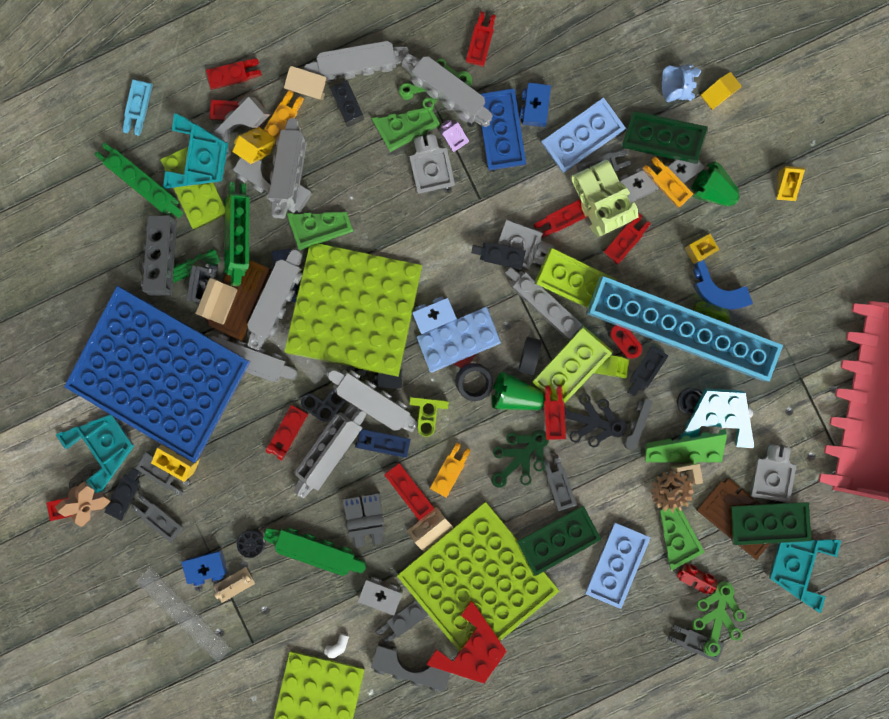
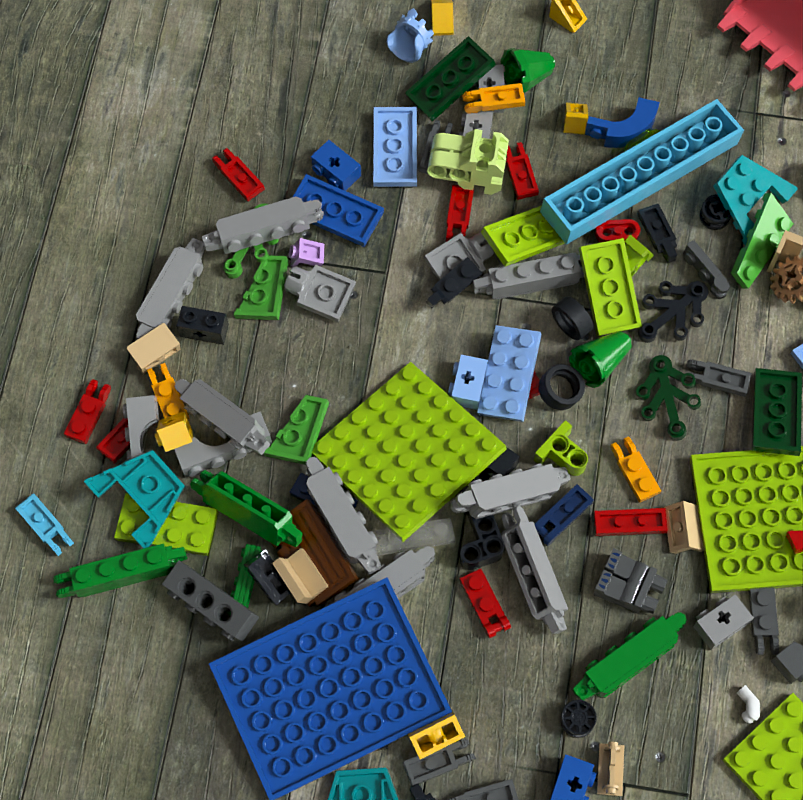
camera: 55 degrees left, 20 degrees down
(555, 415) = (646, 332): red hinge -> none

